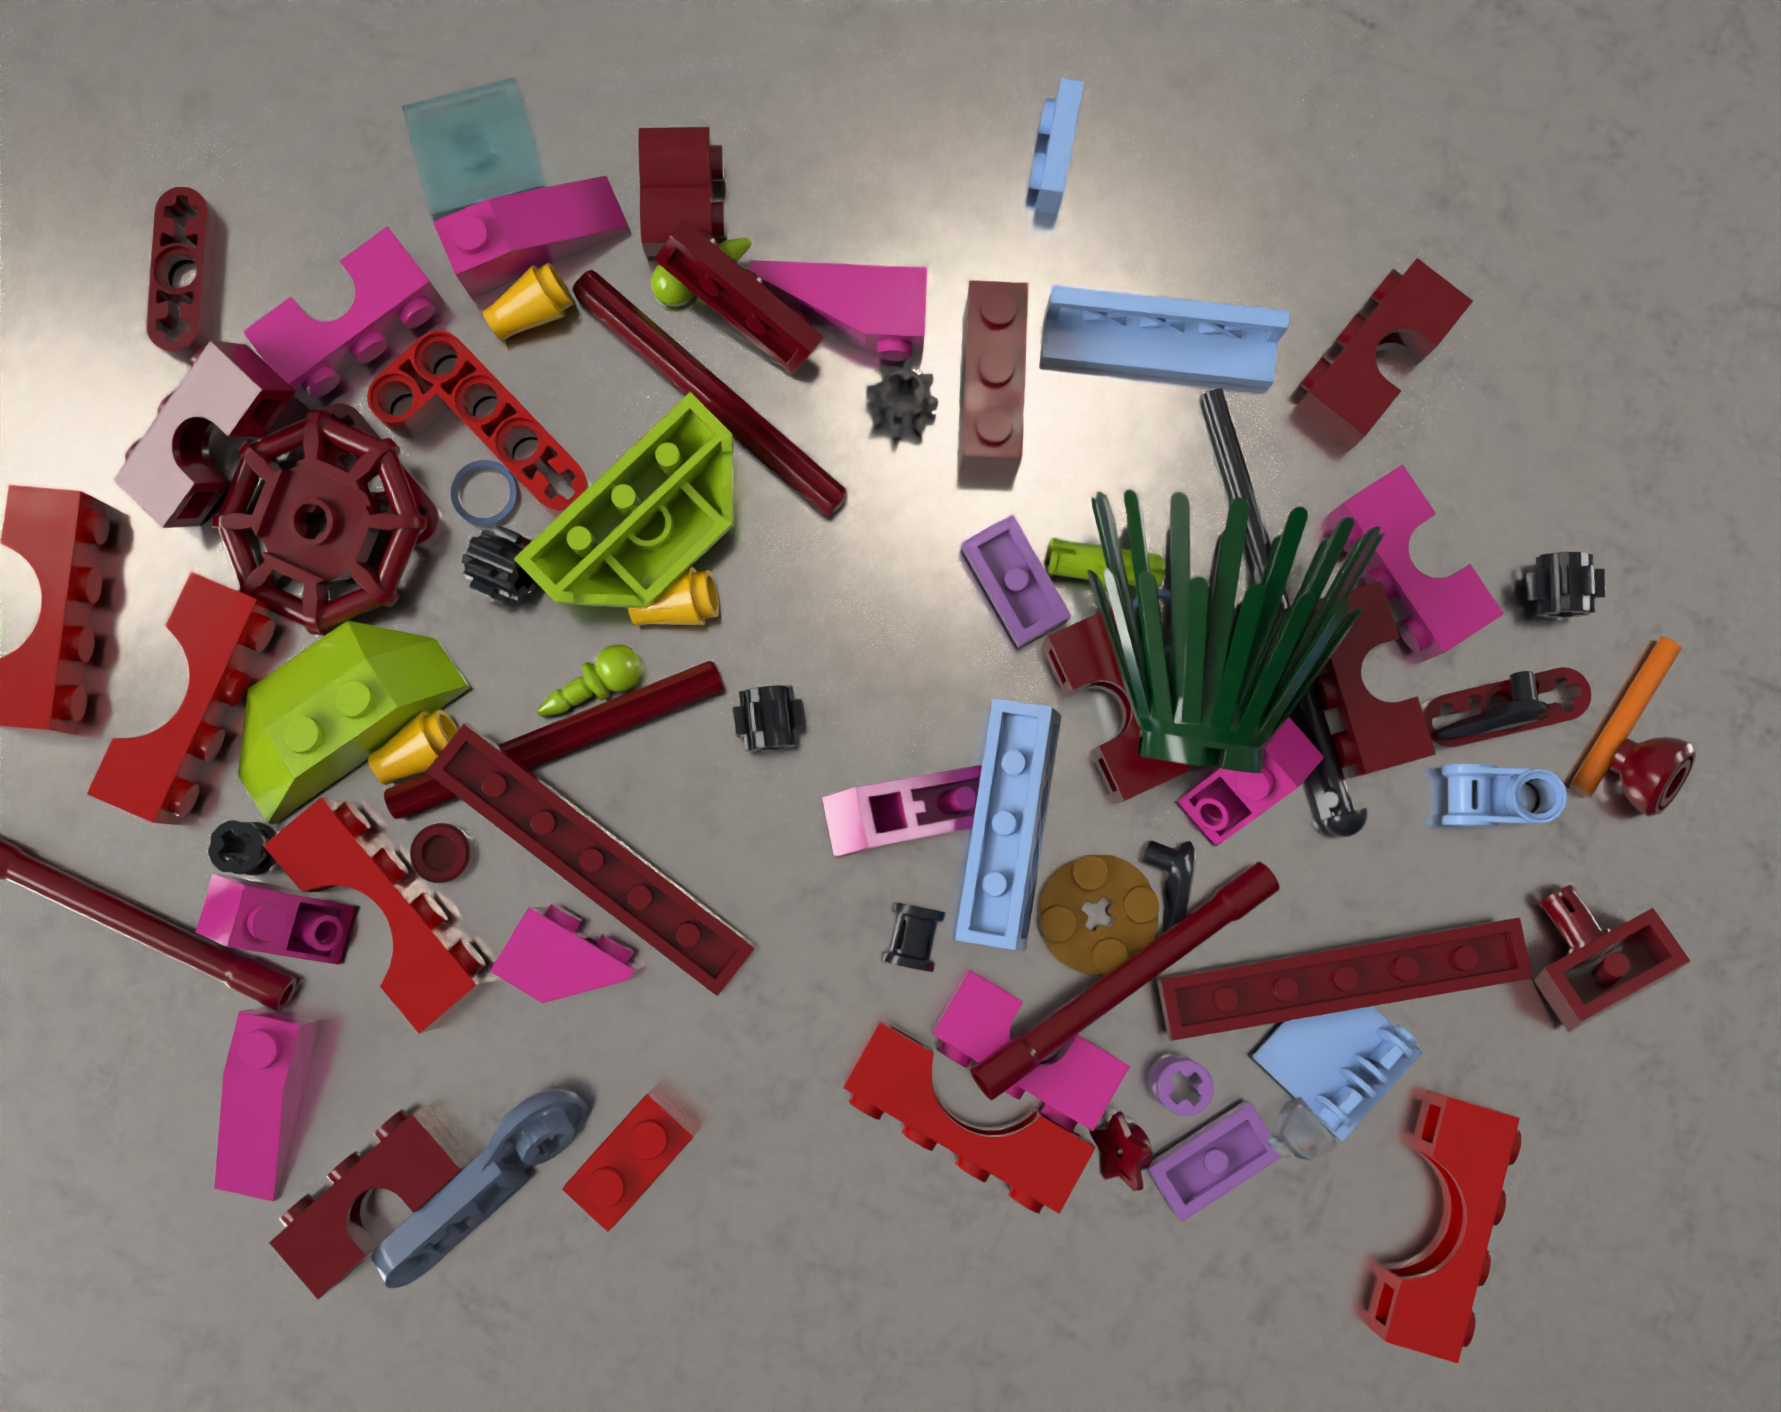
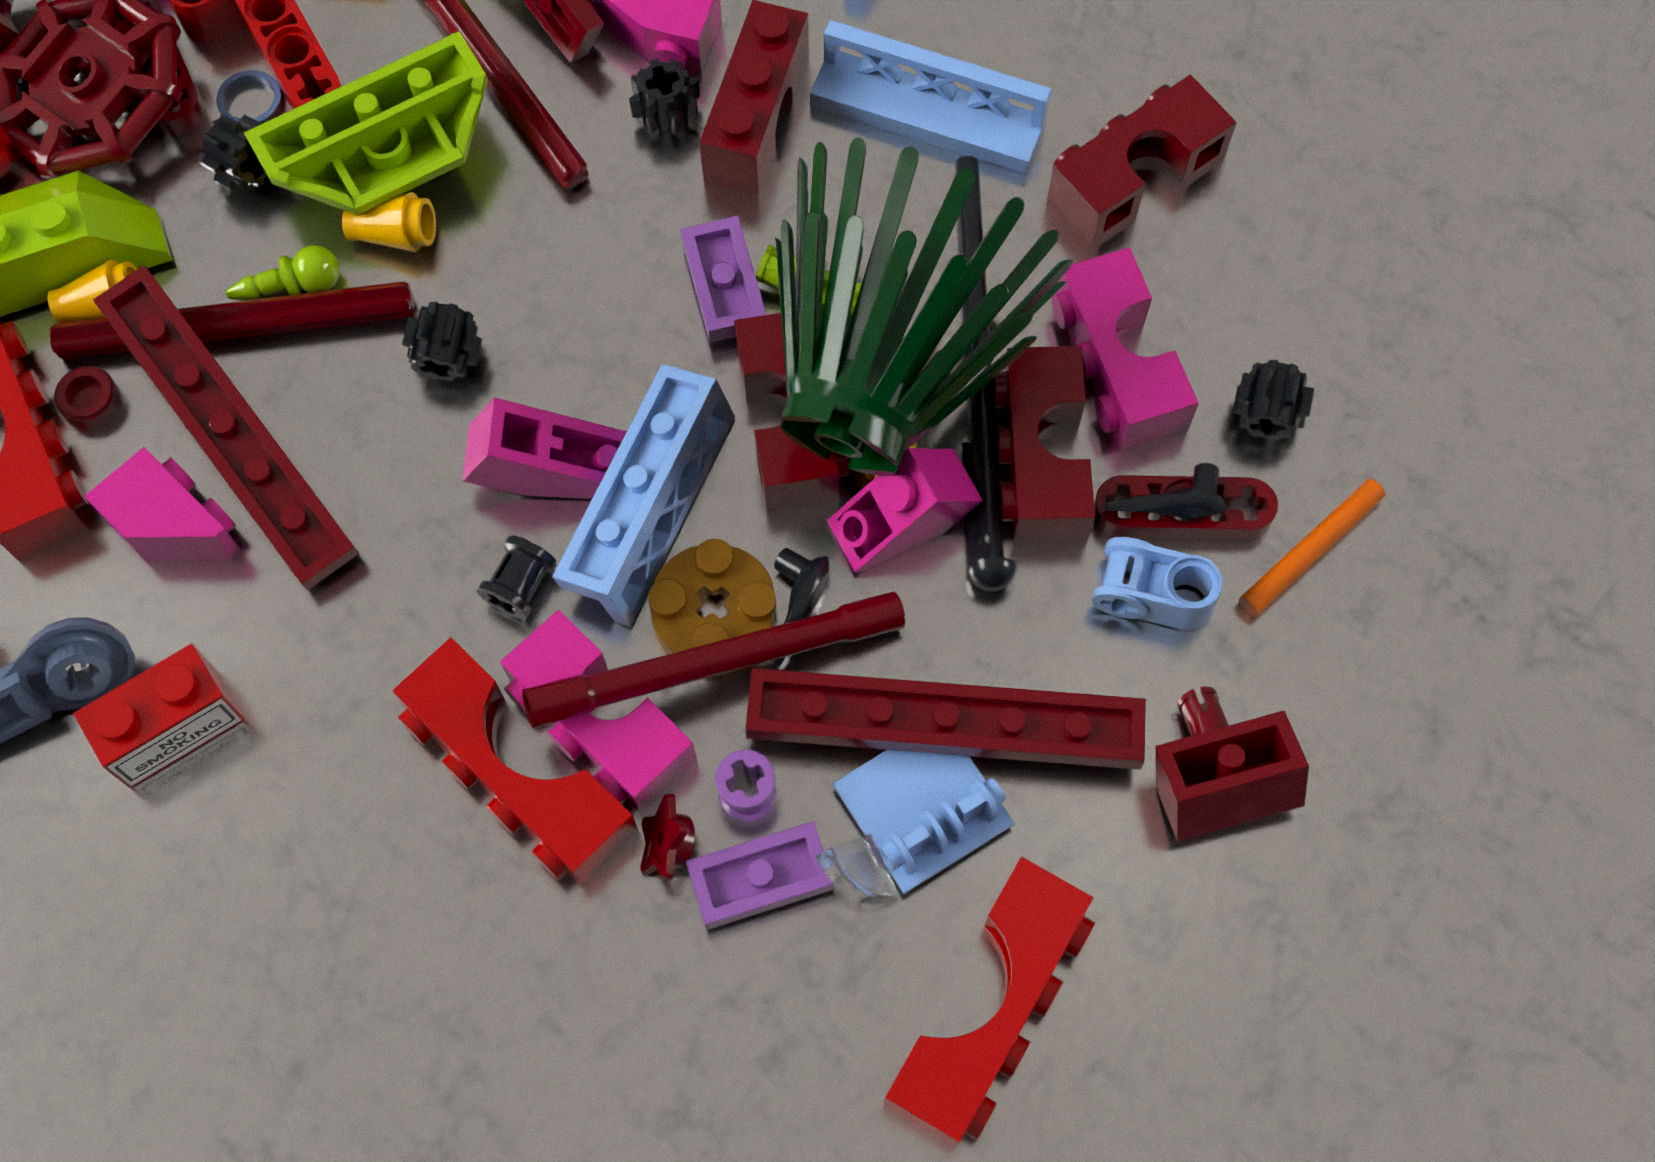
camera: 20 degrees right, 15 degrees down
(1653, 771) = (1328, 599): dark red brick -> none

